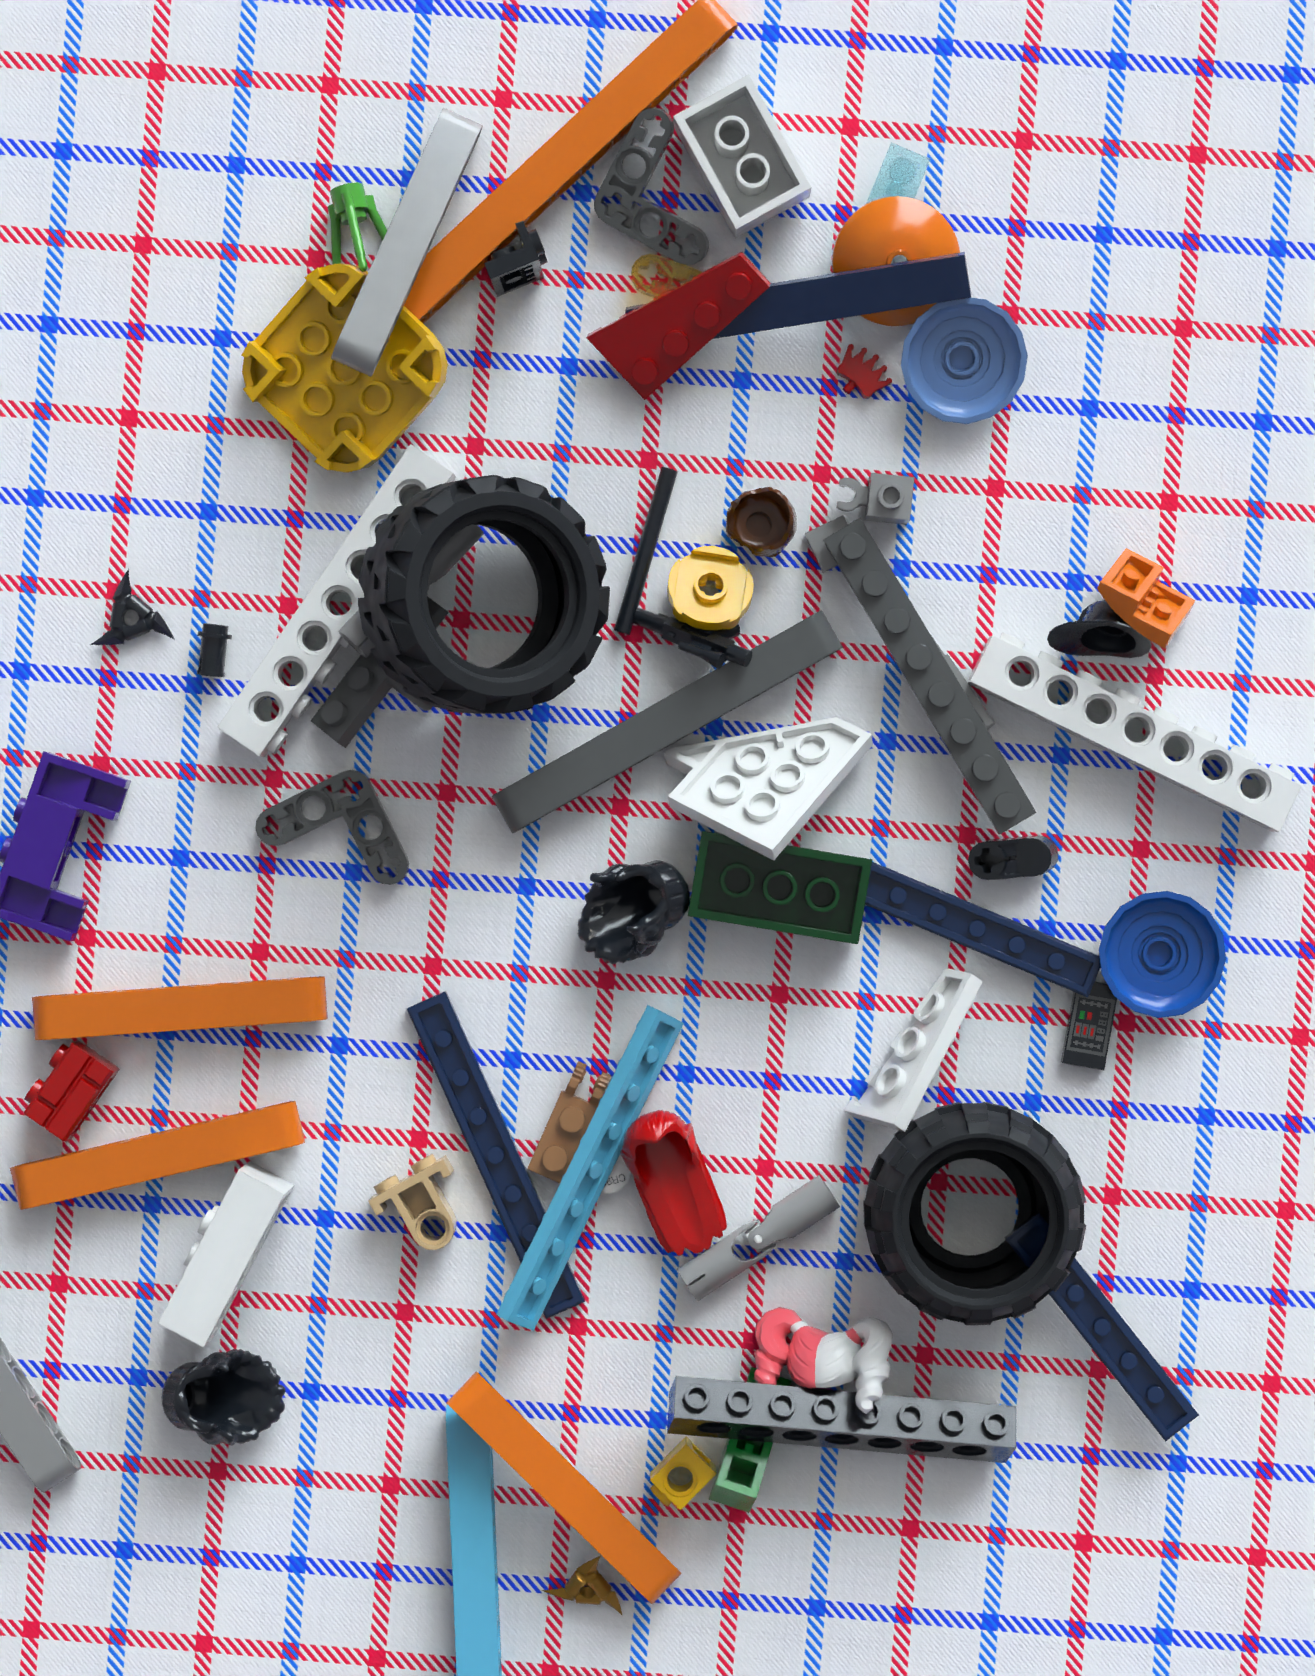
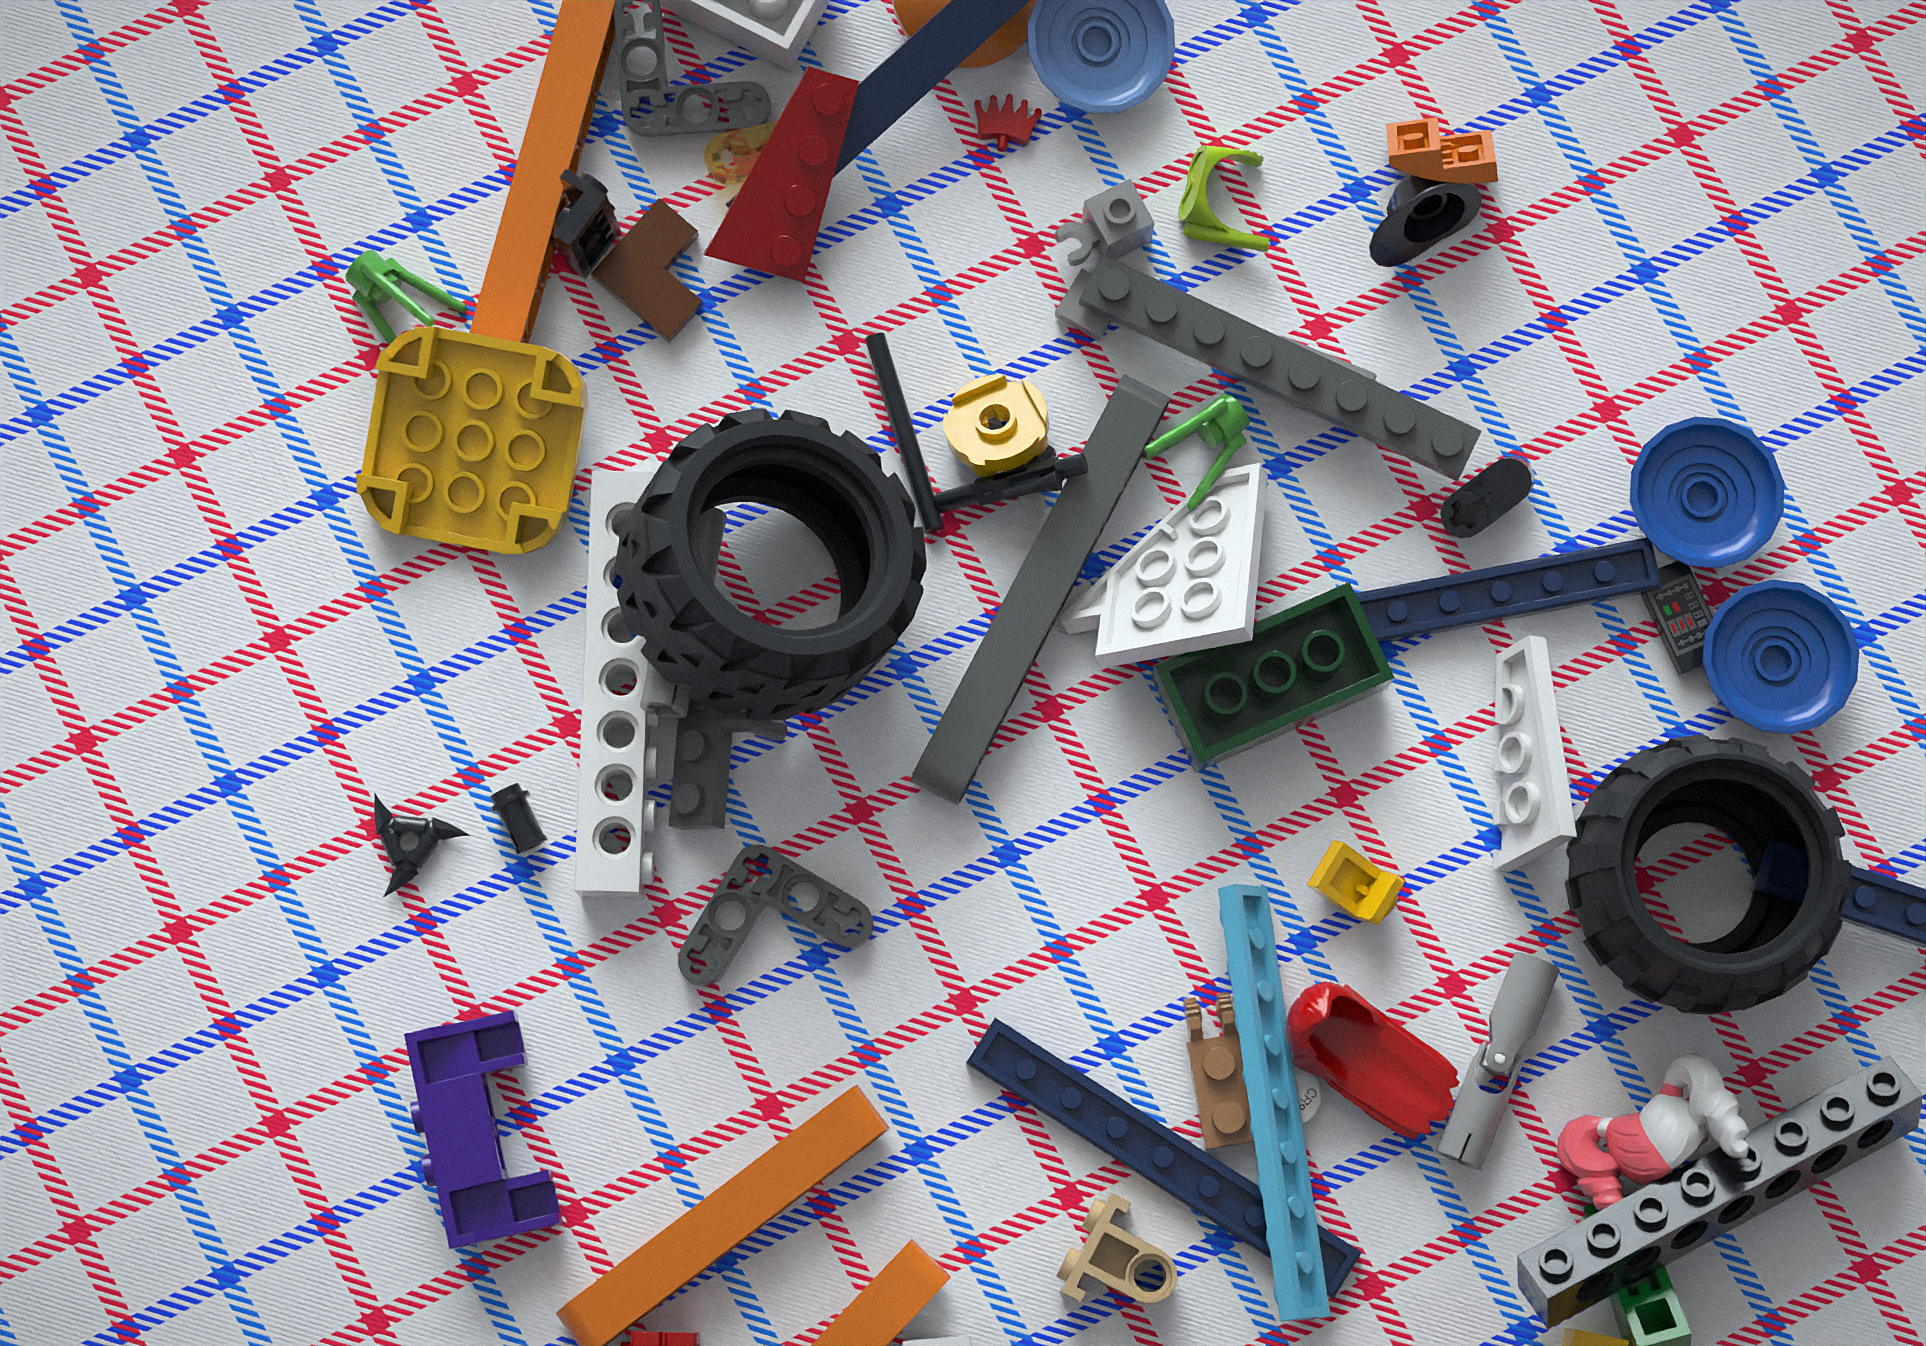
camera: 30 degrees left, 10 degrees down
(406, 242) = (459, 271): light grey beam -> none
(535, 316) = (639, 271): none -> reddish brown tile
(632, 909) = (1135, 799): black hair -> none
(743, 1061) = (1355, 884): none -> yellow bracket
(762, 521) = (1004, 322): reddish brown hair -> none
(861, 685) = (1216, 424): none -> bright green plant
(950, 521) = (1194, 206): none -> lime helmet
(1133, 1098) = (1780, 657): none -> blue hat
(1267, 809) = (1700, 256): white brick -> none

